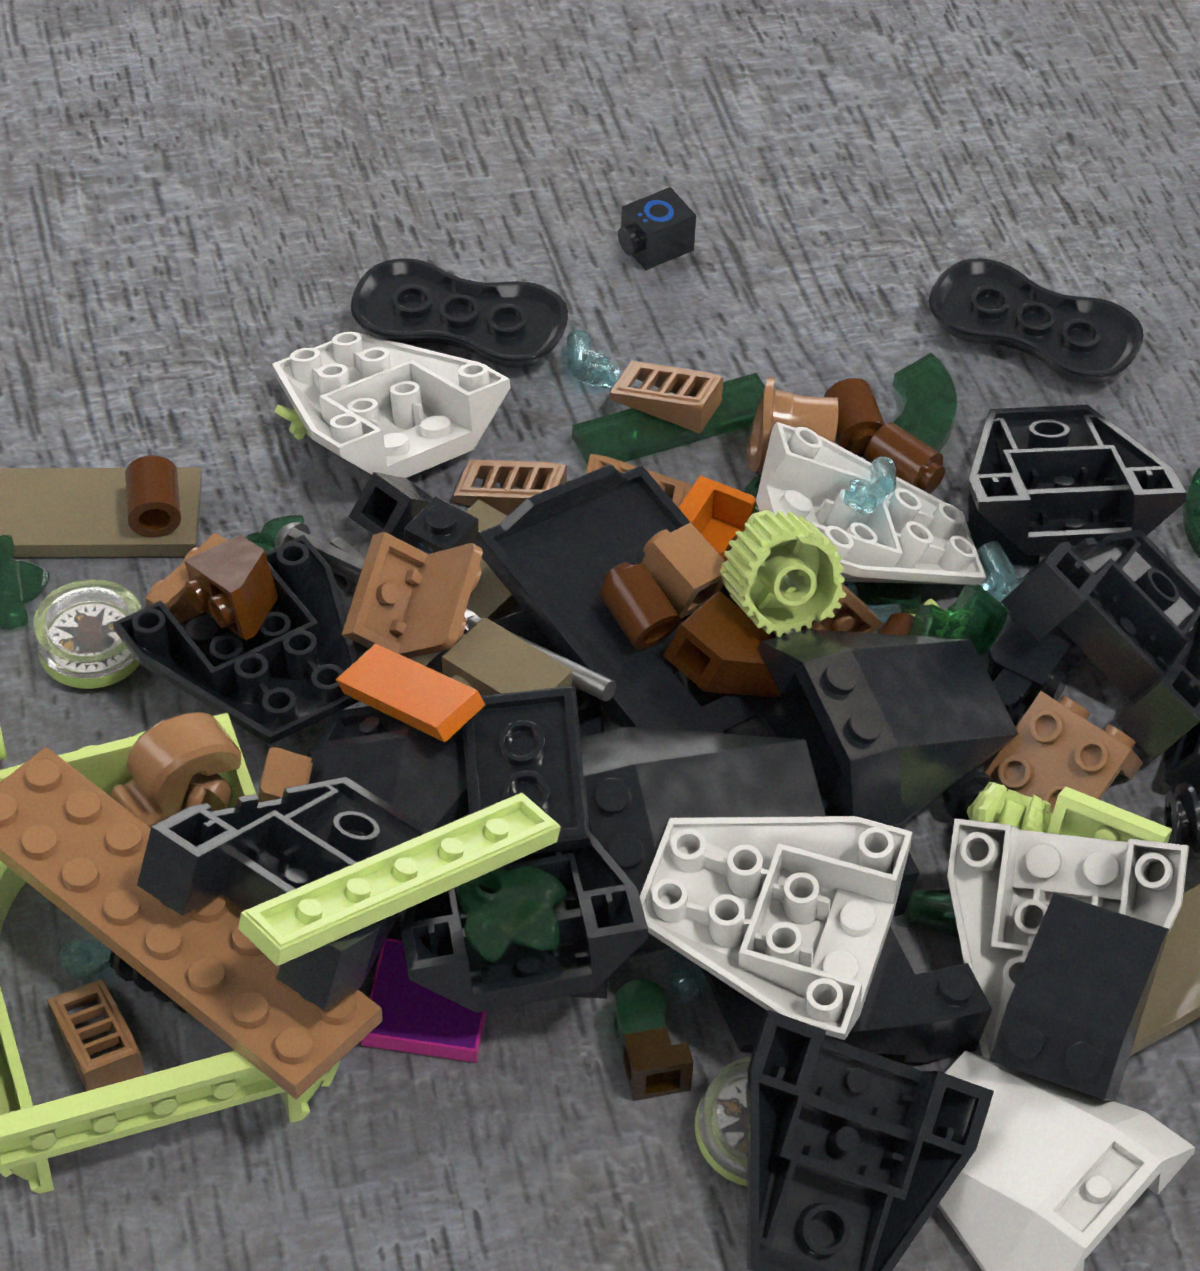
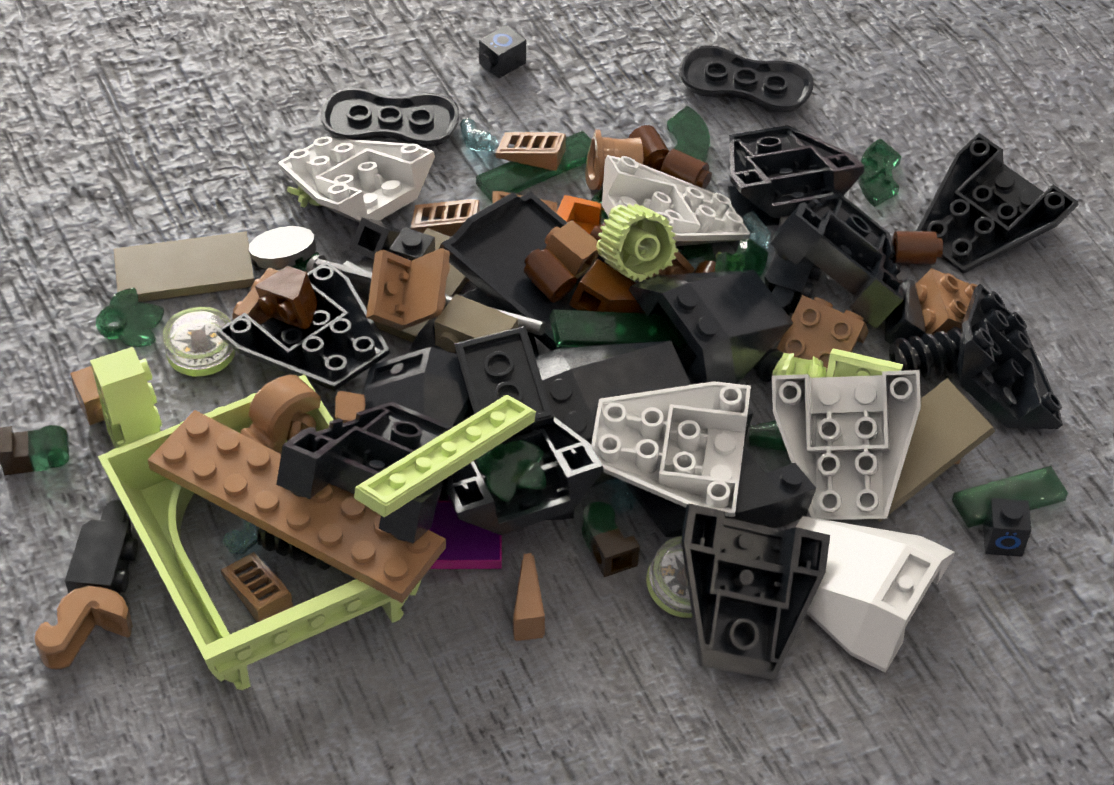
camera: 10 degrees left, 0 degrees up
(152, 496) = (222, 251): reddish brown brick -> none
(247, 499) = (282, 247): none -> tile
(410, 692) = (421, 344): orange tile -> none
(498, 1140) = (529, 610): none -> medium nougat slope
(719, 706) = (599, 328): none -> clear green tile
(881, 485) = (678, 186): clear light blue arm -> none
(1080, 997) = (870, 471): black slope -> none

